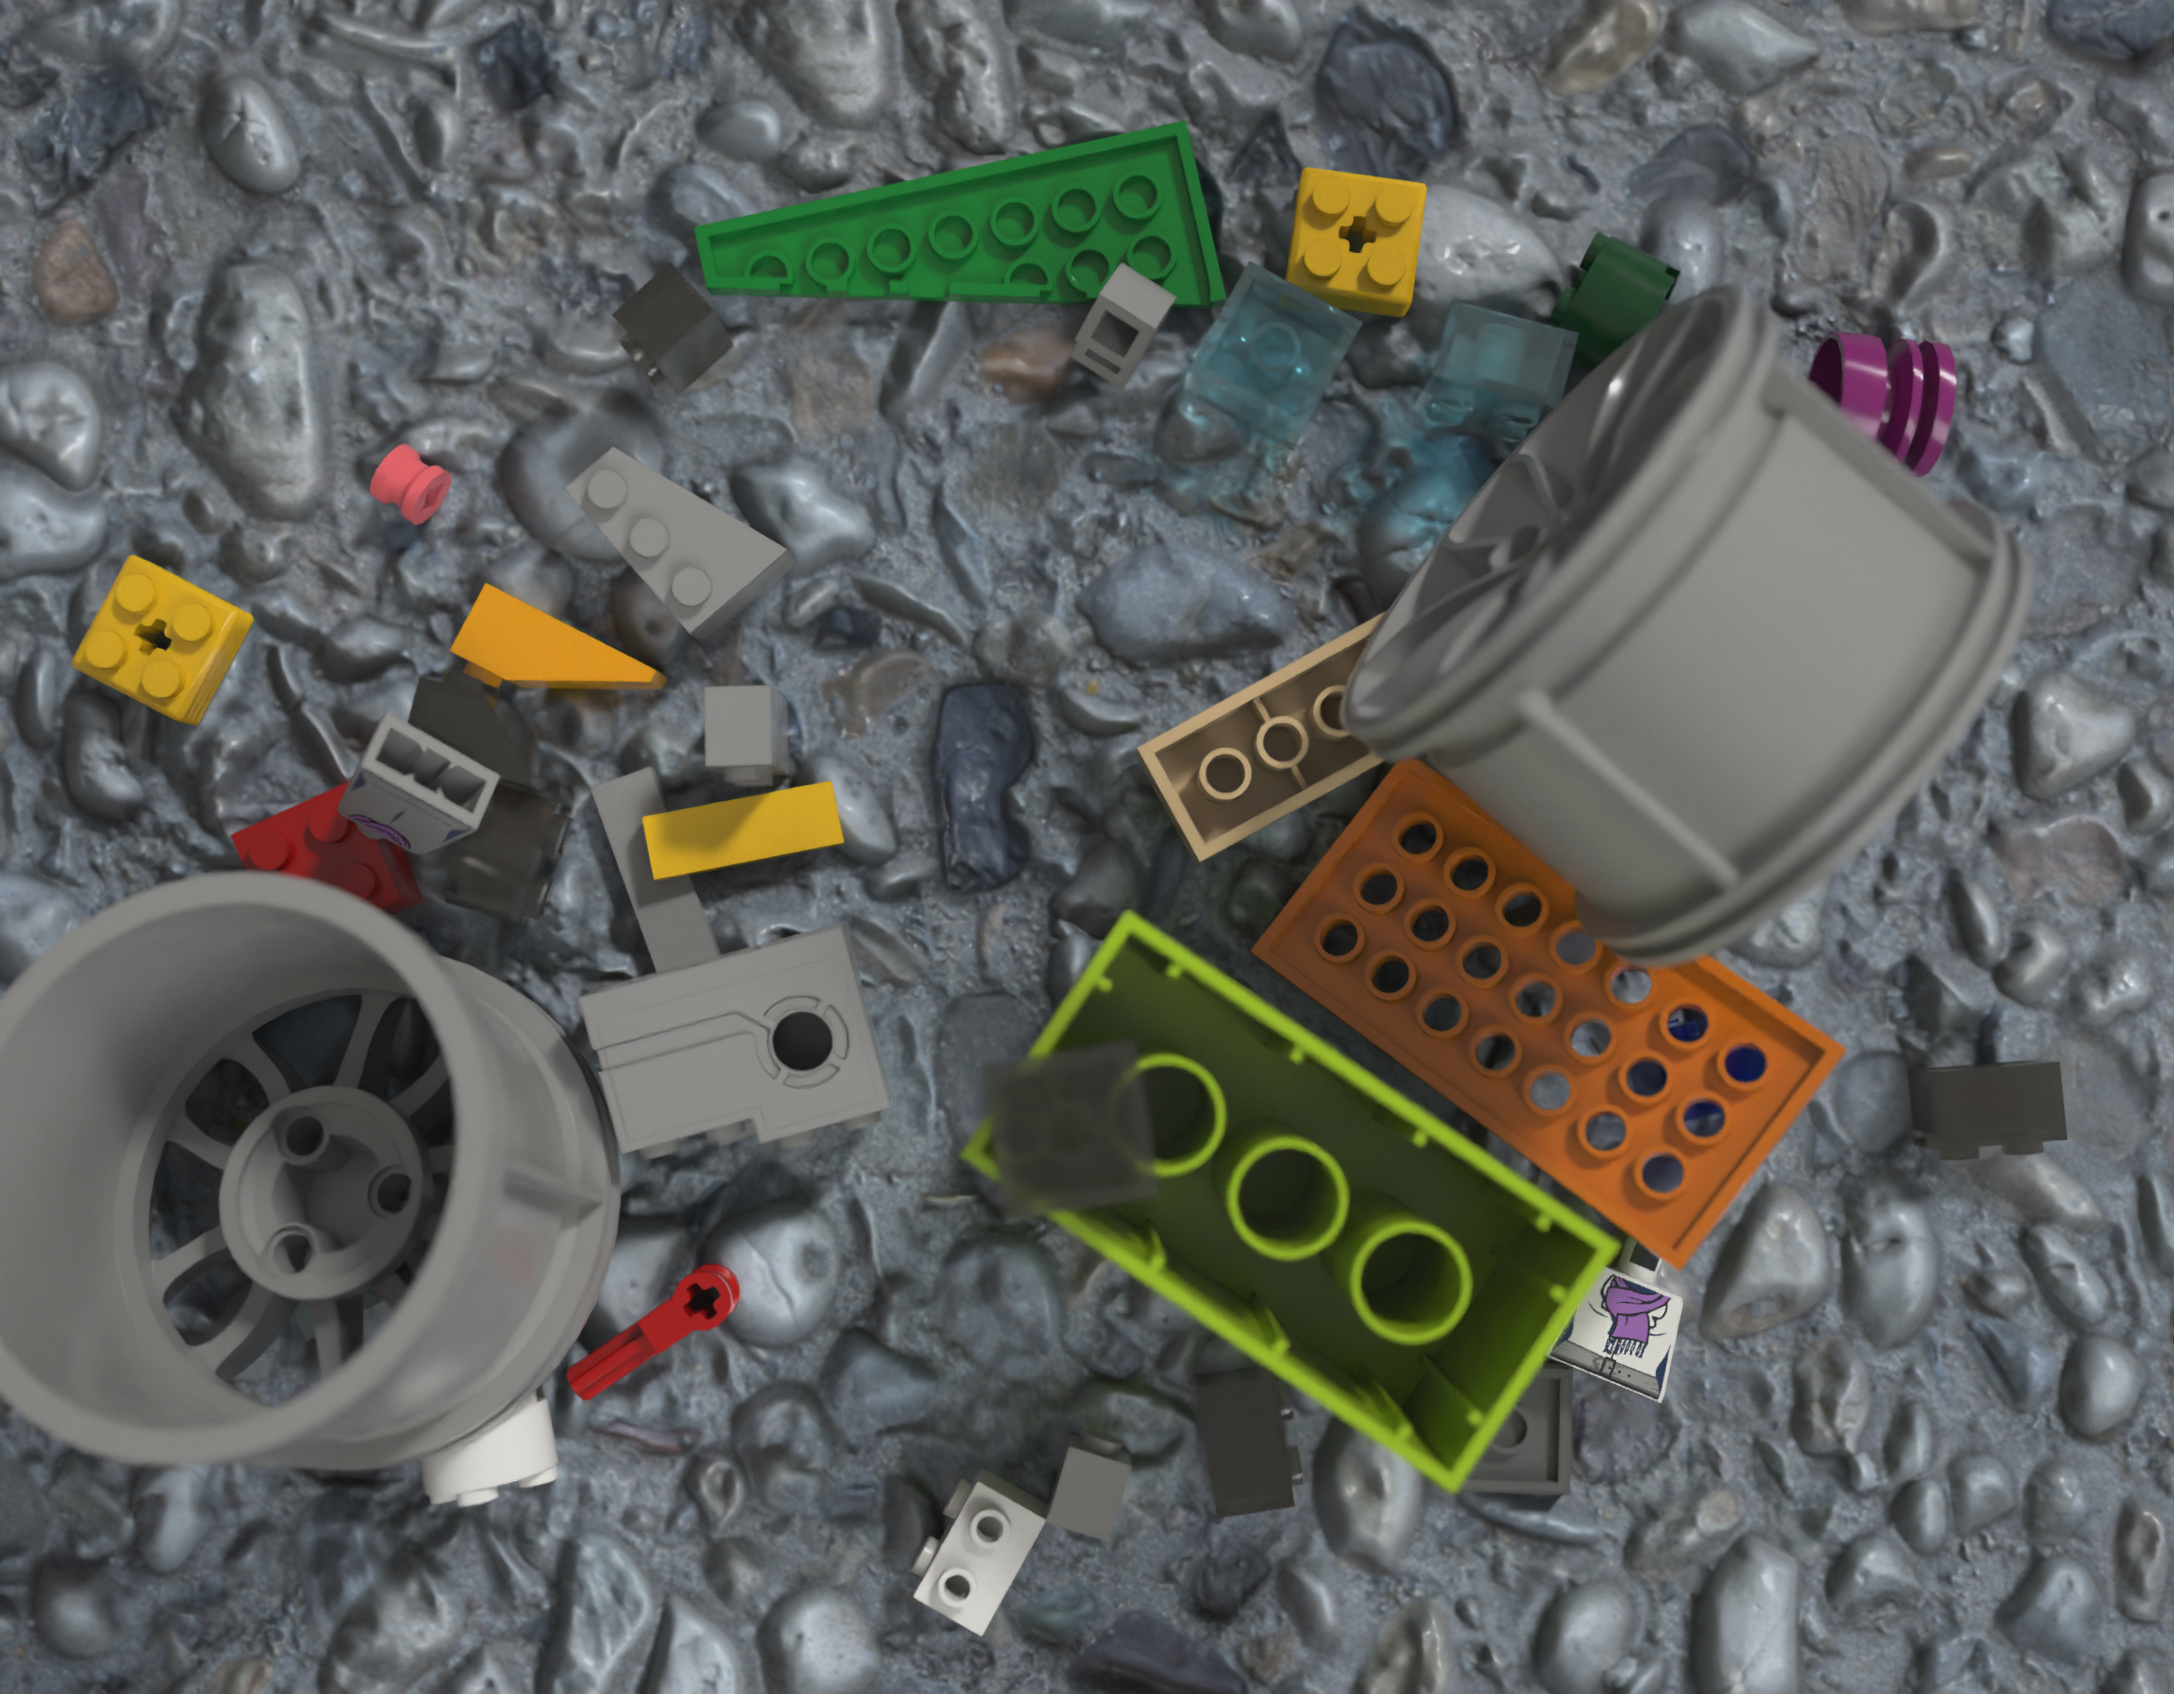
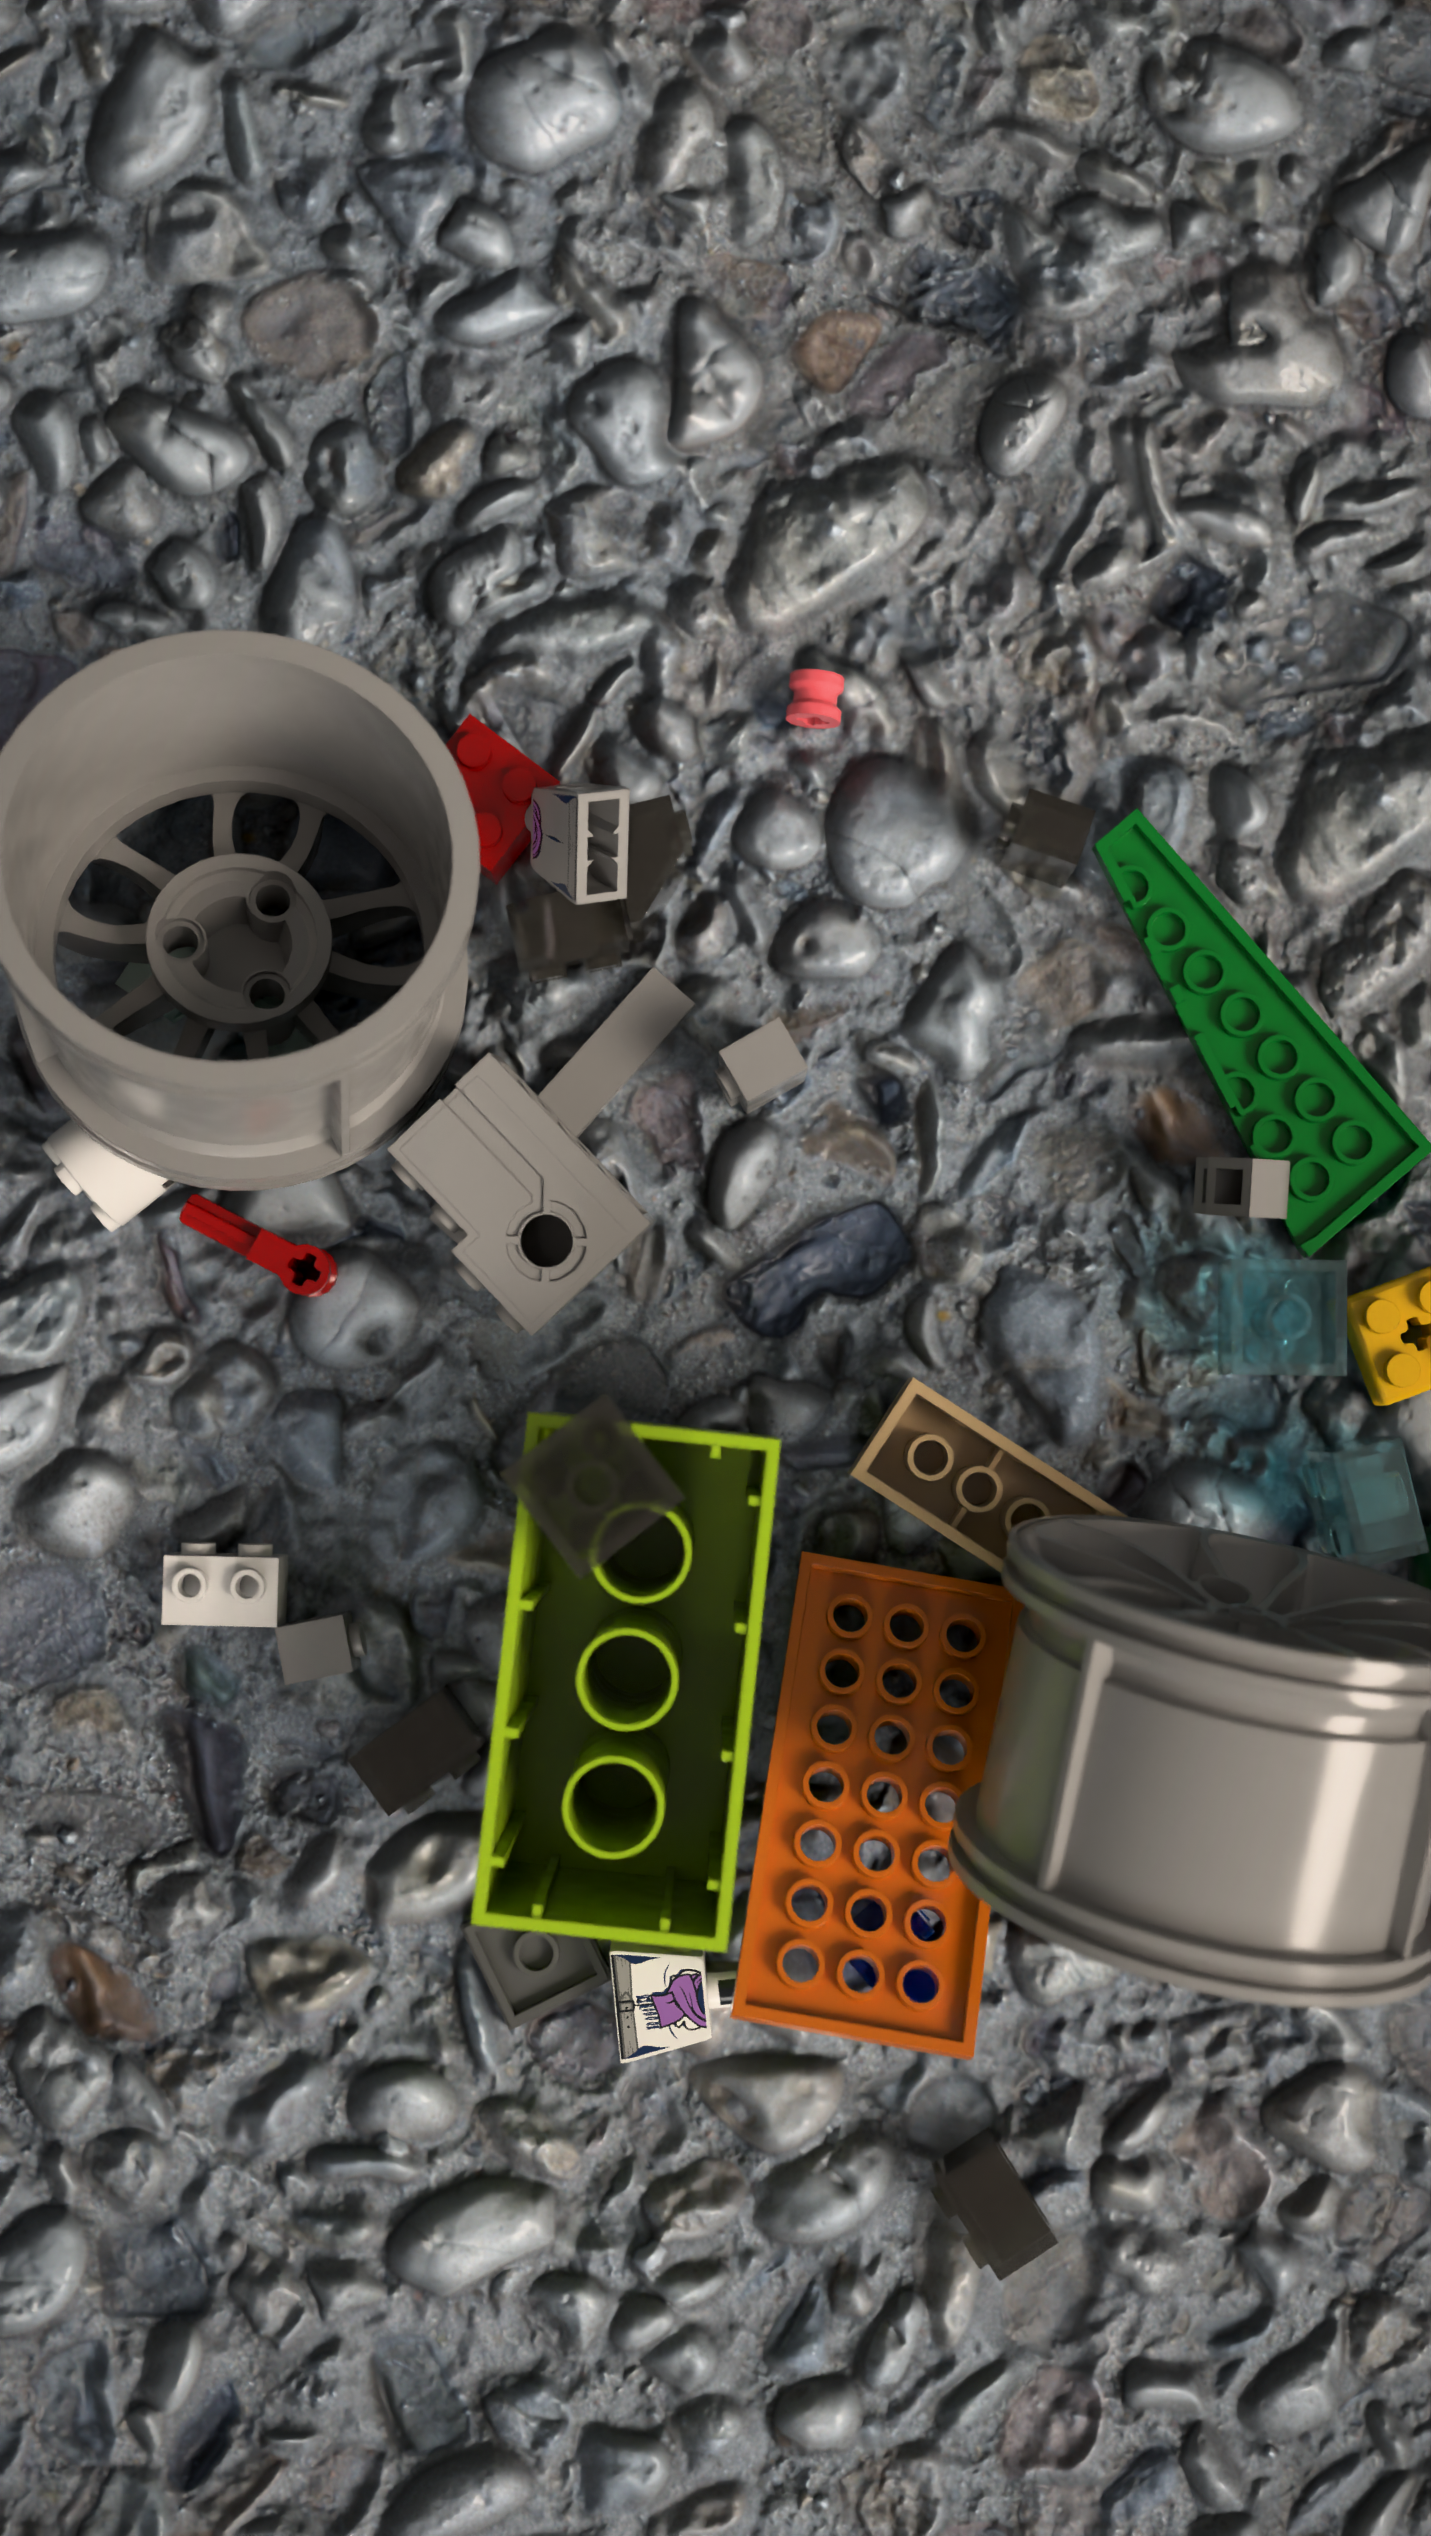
camera: 65 degrees right, 0 degrees up
(123, 634) = (619, 596): yellow brick -> none
(537, 651) = (738, 866): light orange slope -> none
(680, 545) = (881, 932): light grey wedge -> none
(742, 831) = (683, 1103): yellow tile -> none

